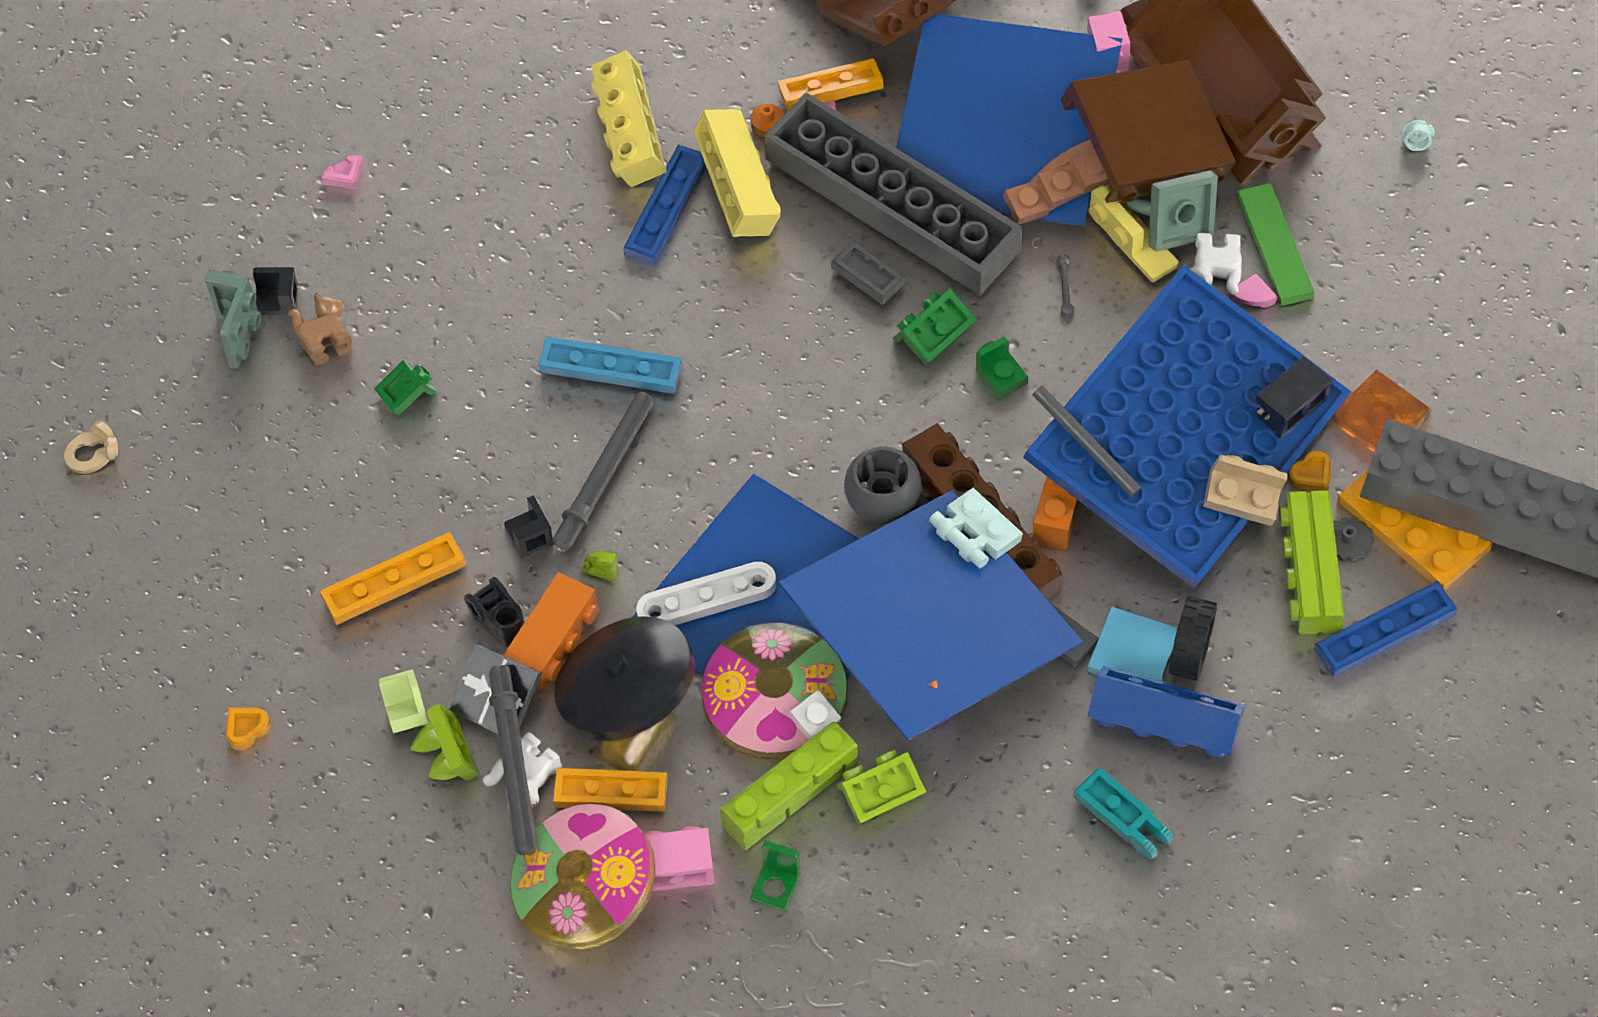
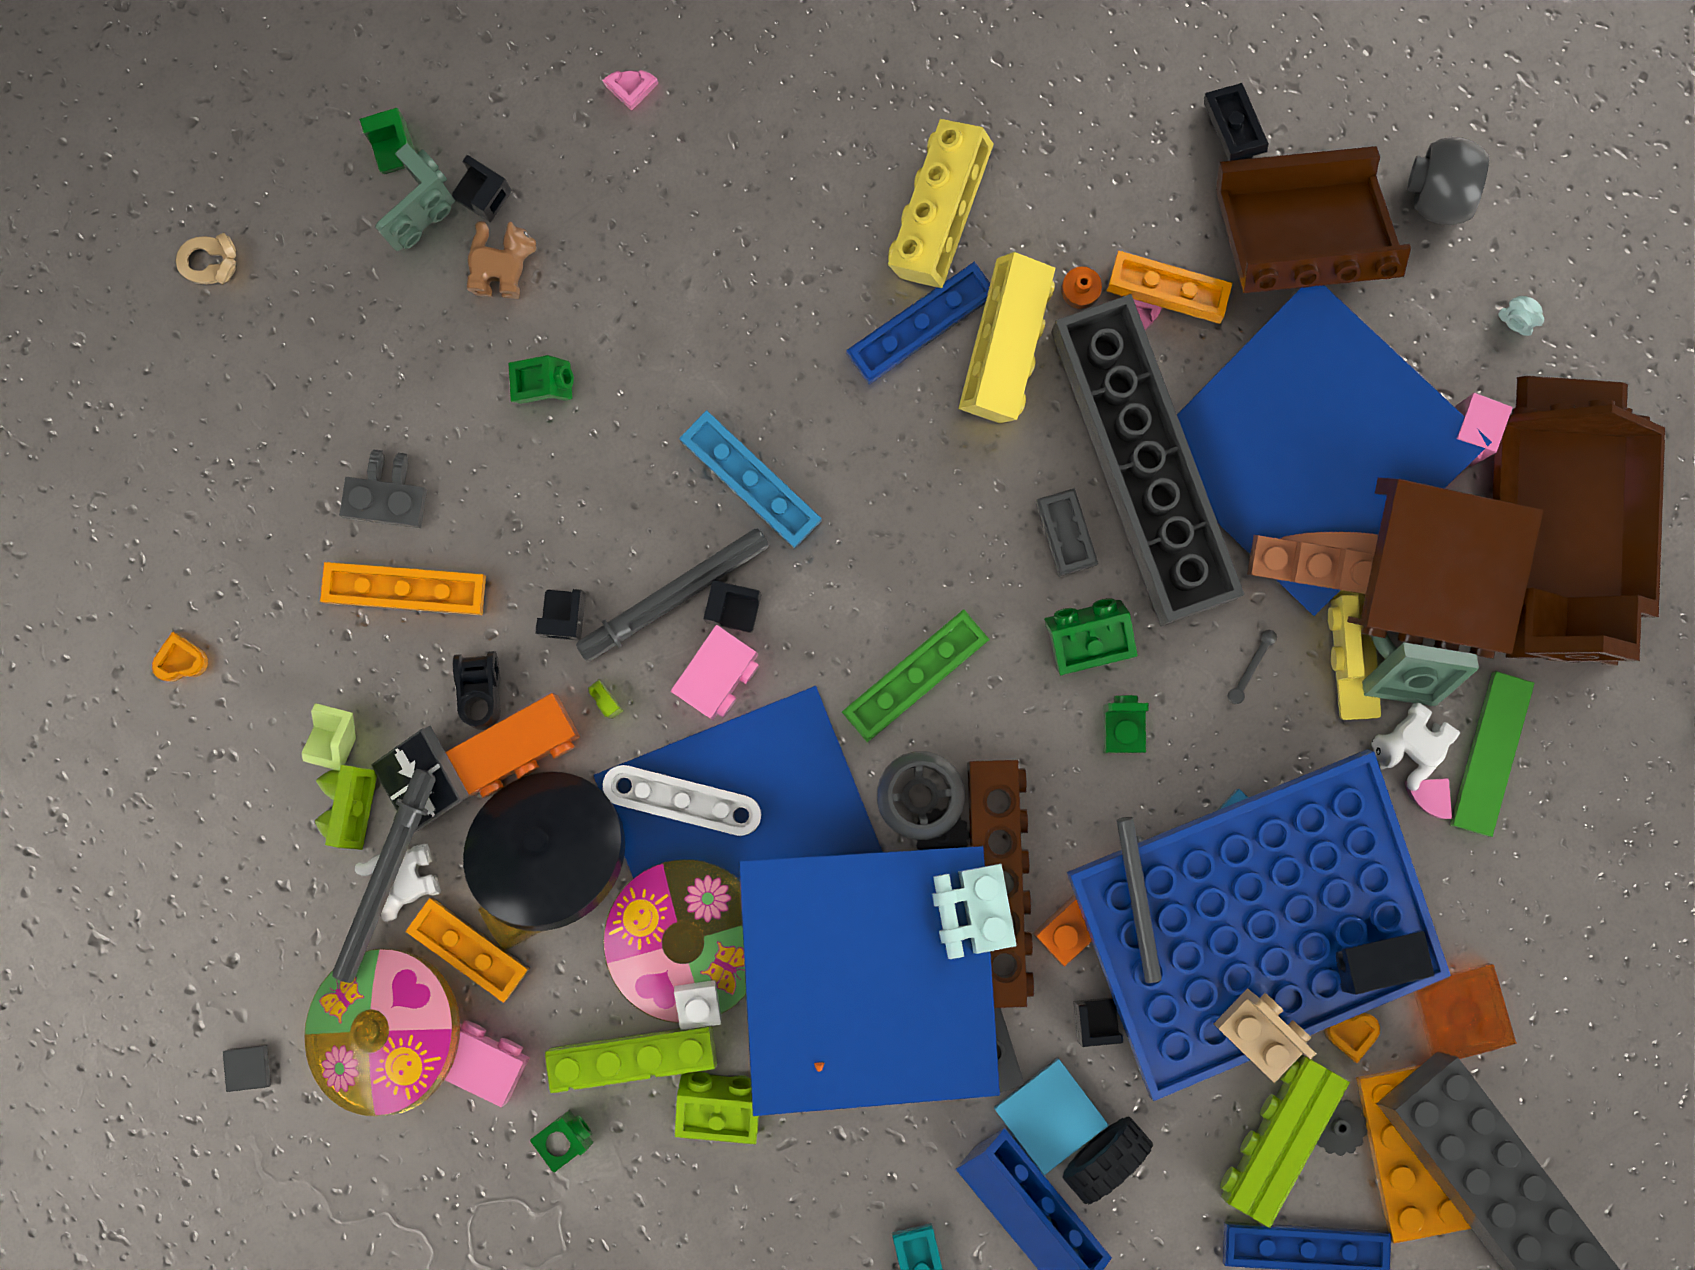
camera: 30 degrees right, 25 degrees up
(184, 297) = (387, 134): none -> green panel
(335, 533) = (384, 501): none -> dark grey hinge
(490, 975) = (246, 1068): none -> dark grey tile
(654, 451) = (732, 606): none -> black panel
(672, 500) = (716, 673): none -> bright pink brick
(823, 425) = (915, 675): none -> bright green tile
(1120, 568) = (1097, 1022): none -> black panel

